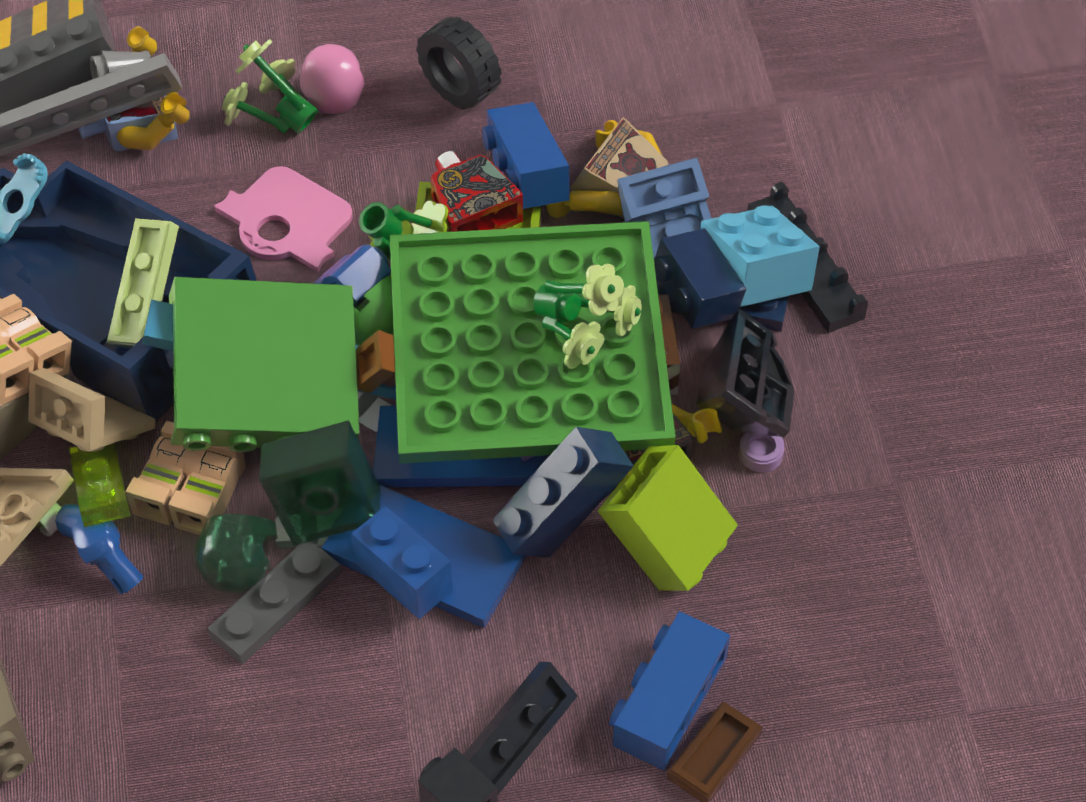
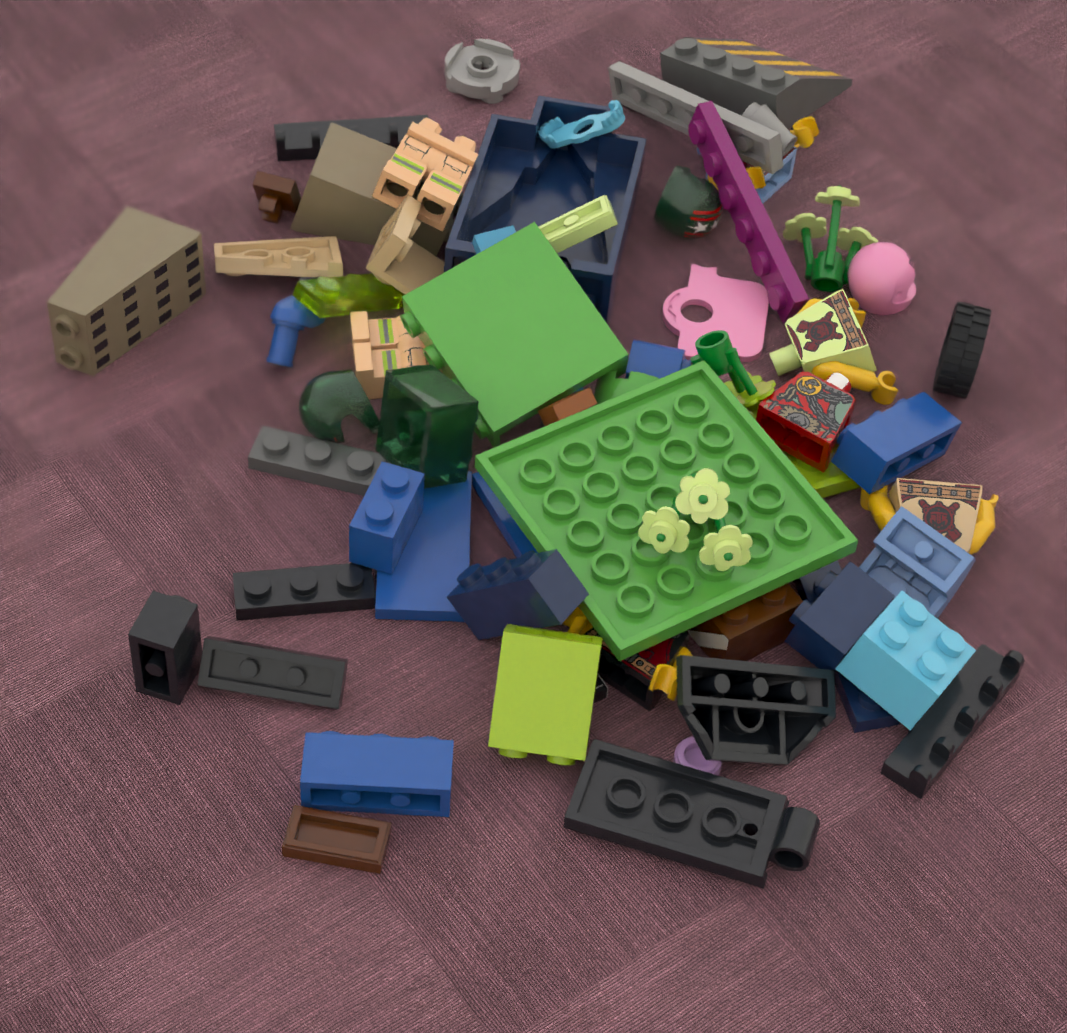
camera: 60 degrees right, 5 degrees down
(162, 167) = (688, 205): none -> helmet
(206, 129) = (747, 211): none -> magenta plate
(389, 148) = (830, 340): none -> torso
(424, 674) = (303, 591): none -> black plate
(818, 478) = (689, 815): none -> black hinge

